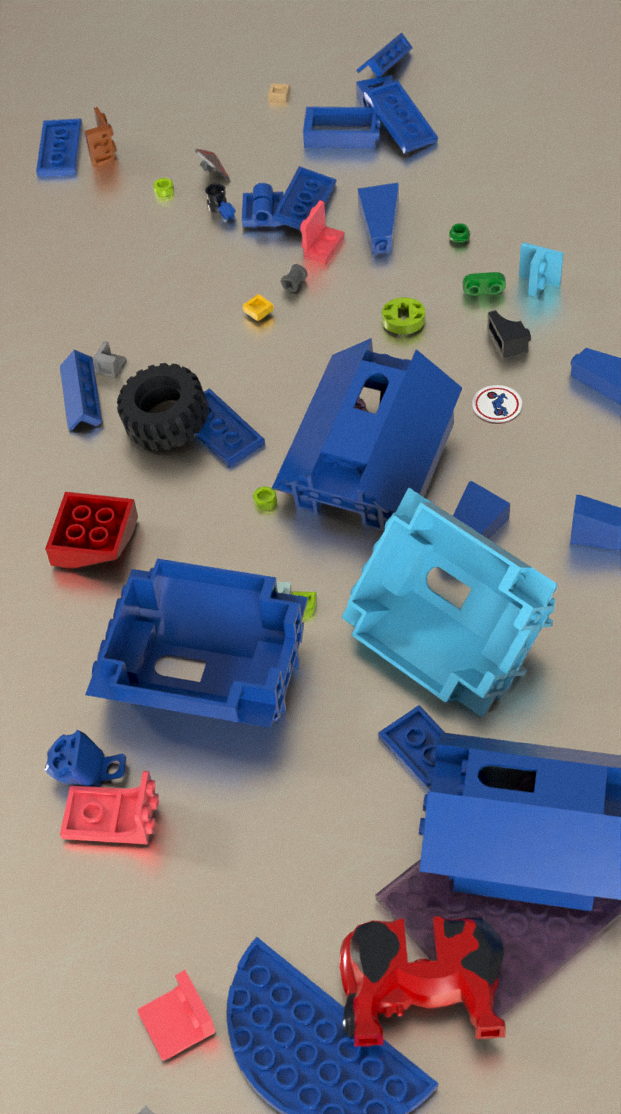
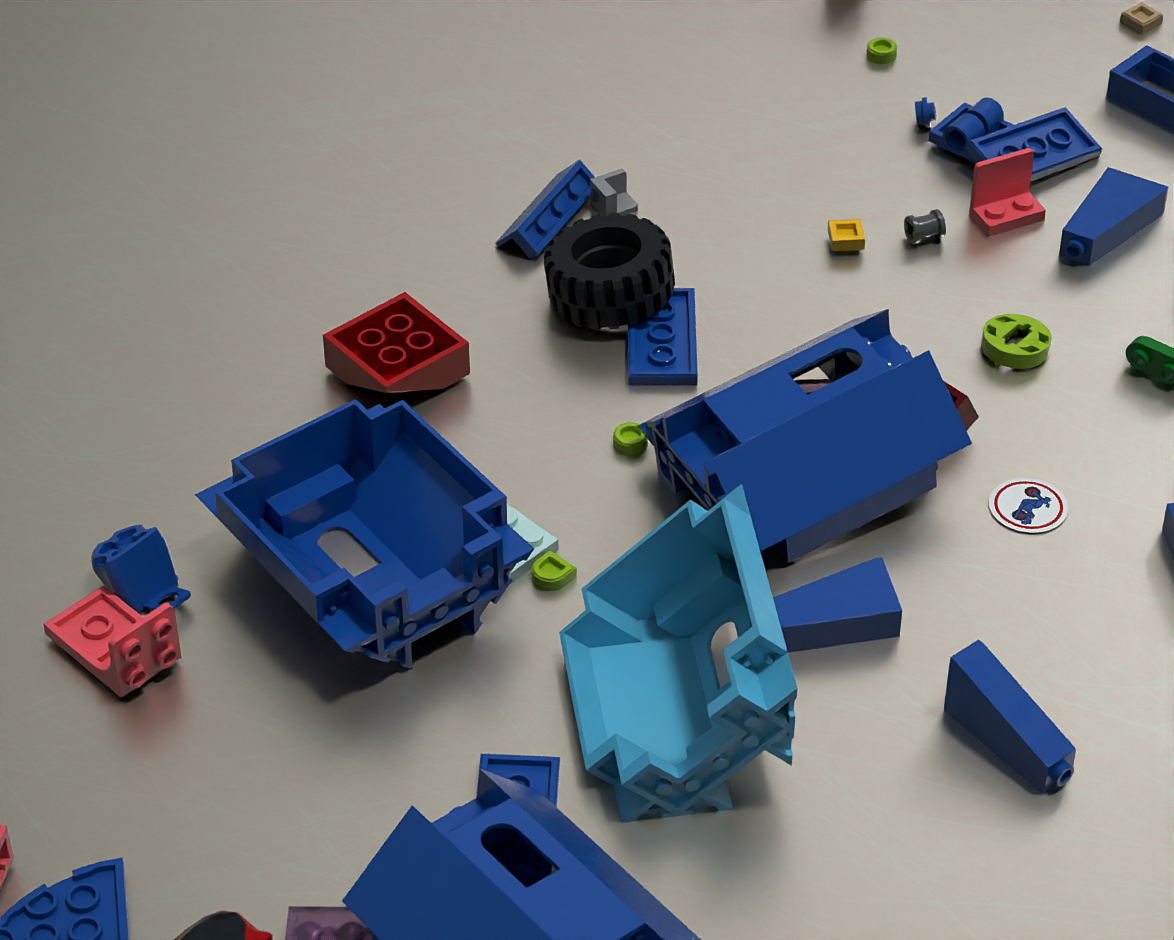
camera: 35 degrees right, 10 degrees down
(211, 161) = (967, 48): dark grey piece -> none
(215, 195) = (929, 85): black wheel -> none
(508, 335) = (1124, 435): black arch -> none

